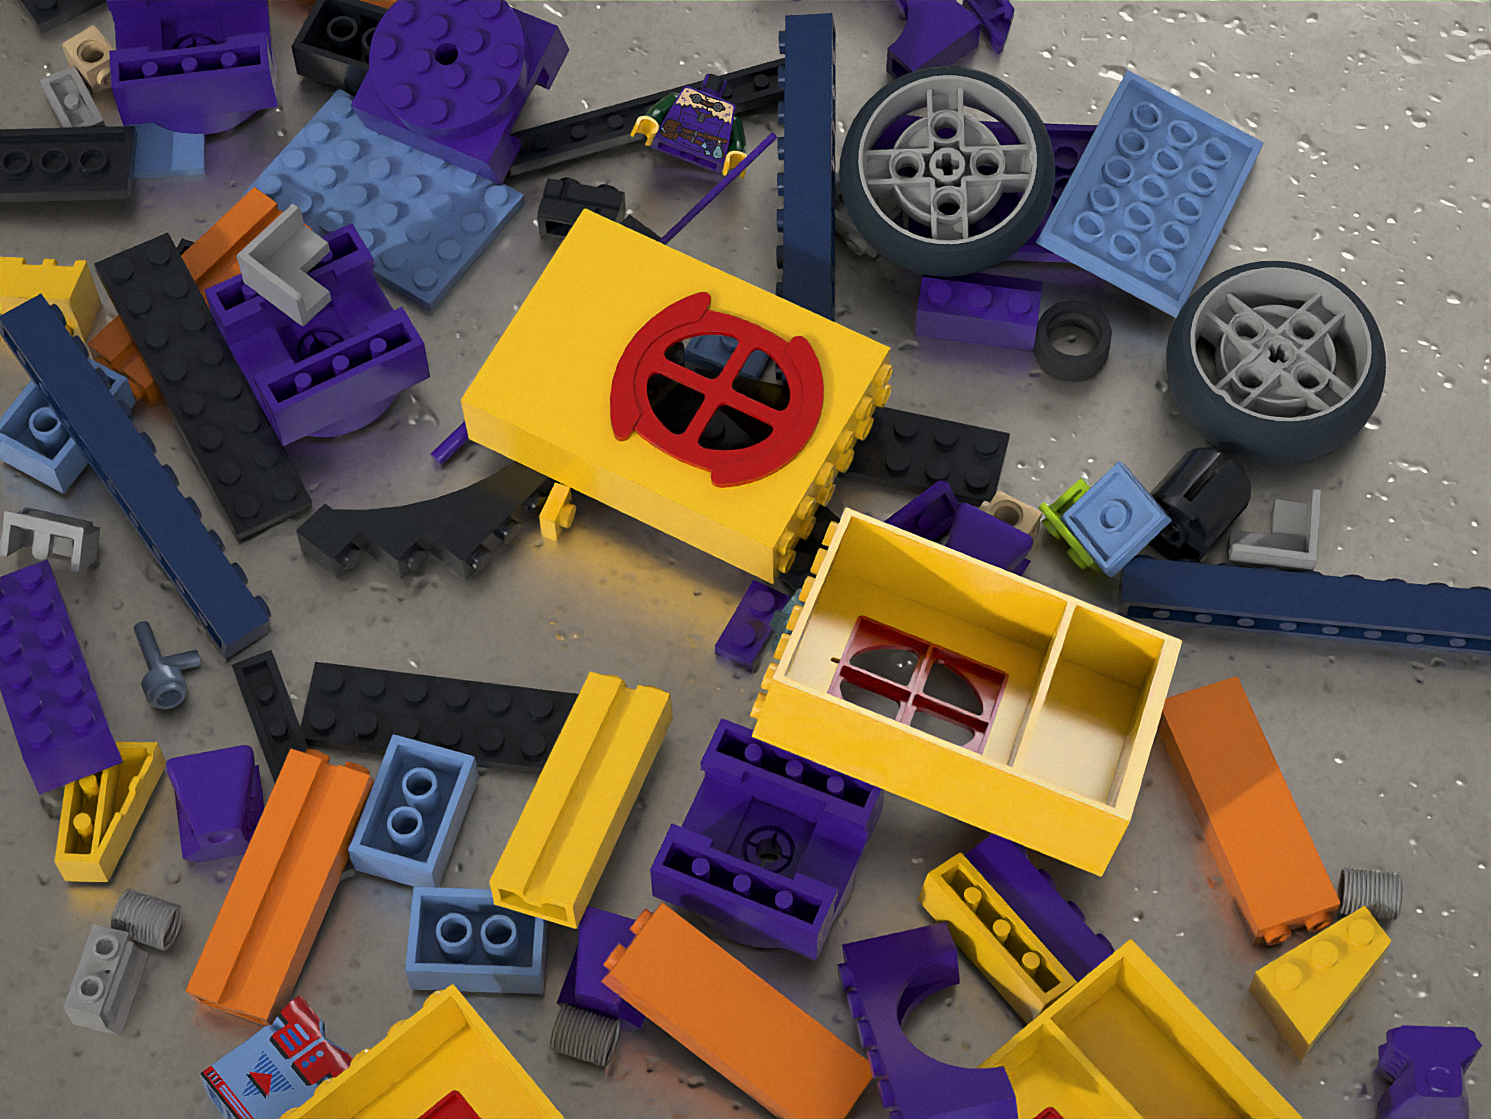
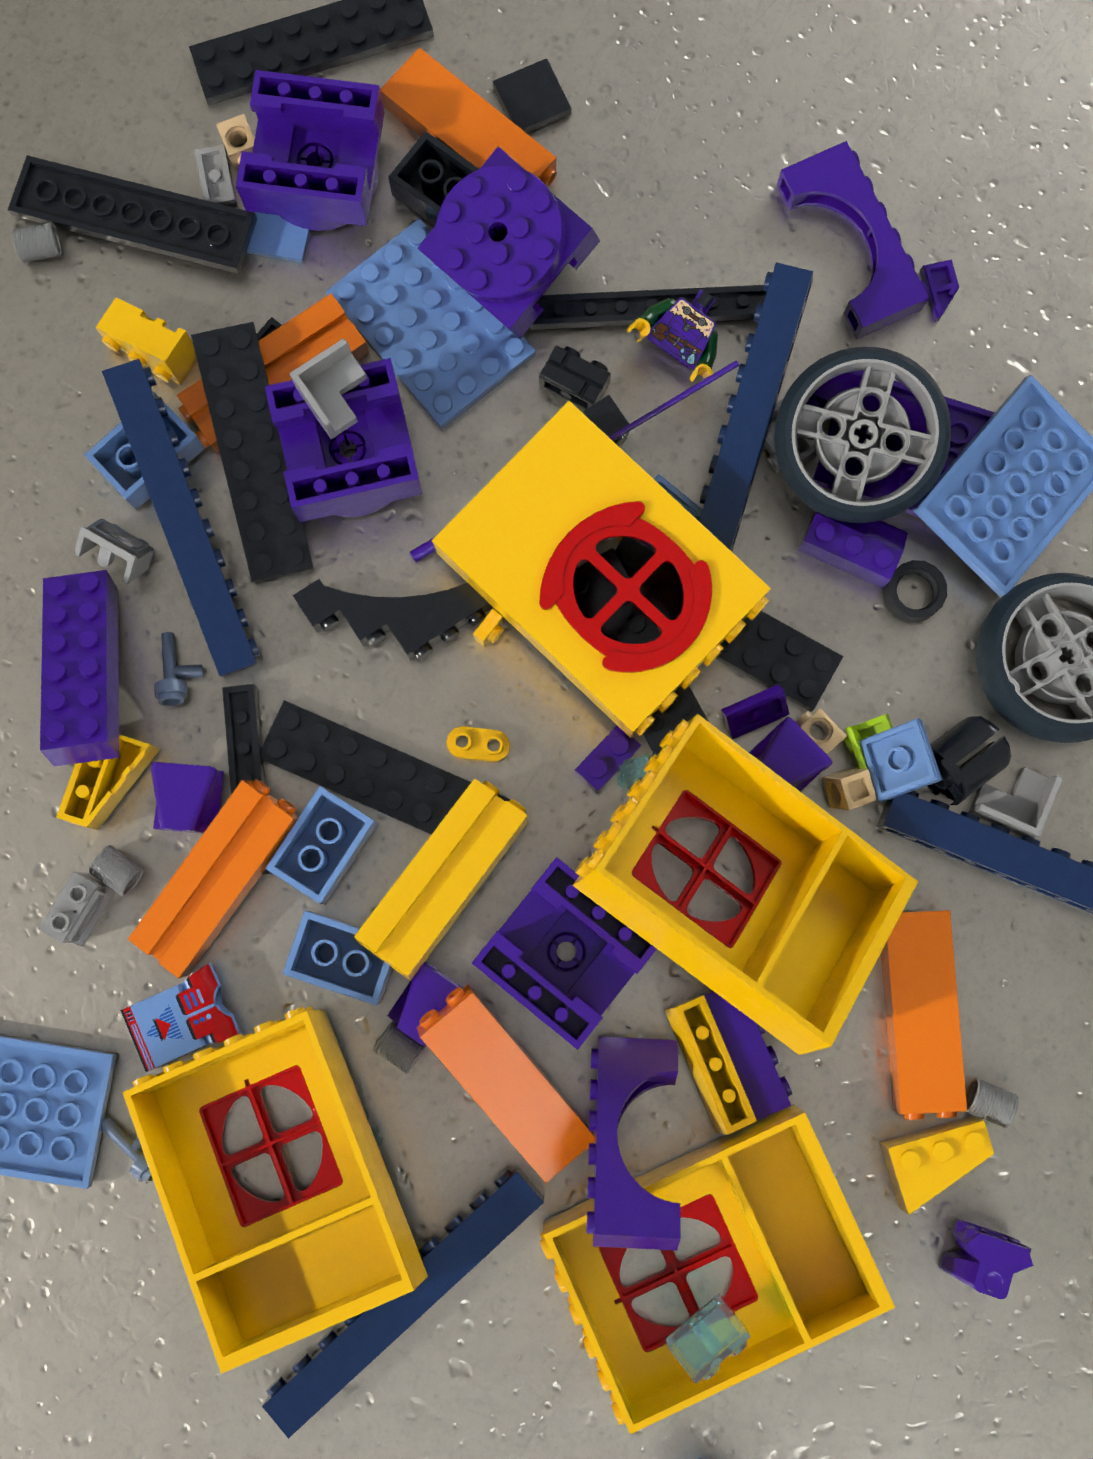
camera: 15 degrees right, 20 degrees up
(582, 652) = (477, 744): none -> yellow plate
(1067, 569) = (849, 788): none -> tan brick

